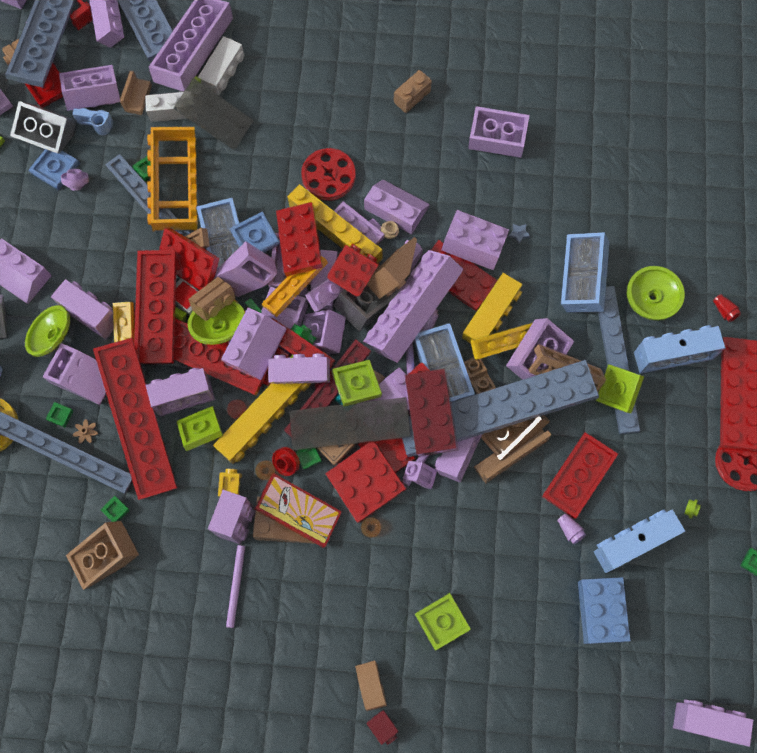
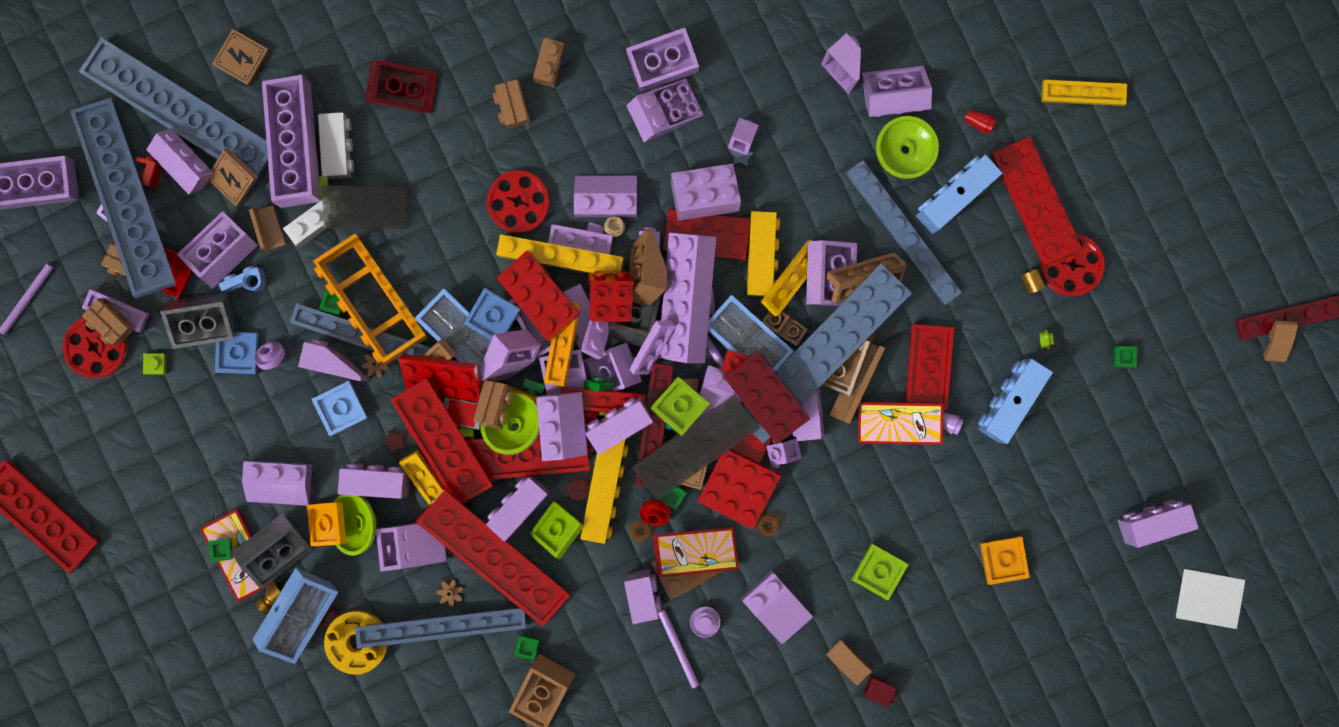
camera: 30 degrees left, 15 degrees up
(29, 321) = (326, 524): none -> light orange plate
(59, 415) = (416, 593): green plate -> none
(98, 245) = (339, 408): none -> light blue plate
(110, 201) = (325, 359): none -> lavender slope
(122, 293) = (394, 441): none -> clear red piece
(135, 46) = (232, 177): none -> medium nougat tile
(145, 230) = (370, 364): none -> medium nougat plant
(229, 481) = (616, 562): yellow bracket -> none
(271, 575) = (705, 621): none -> lavender plate
(294, 52) = (400, 87): none -> dark red slope
(337, 600) = (776, 607): none -> lavender slope
(363, 326) = (652, 347): none -> lavender plate
(367, 105) = (512, 104): none -> medium nougat brick
(478, 168) = (664, 109): none -> lavender slope
(528, 217) = (743, 136): none -> lavender brick
(531, 505) = (900, 422): none -> tile
(556, 677) = (1004, 560): none -> light orange plate
(585, 272) = (830, 165): brick -> none
(603, 610) = (1015, 480): medium blue brick -> none
(620, 388) = (924, 265): lime plate -> none
(638, 199) = (843, 62): none -> lavender slope
(669, 250) = (897, 91): none -> lavender slope
(705, 454) = (1032, 281): none -> pearl gold brick

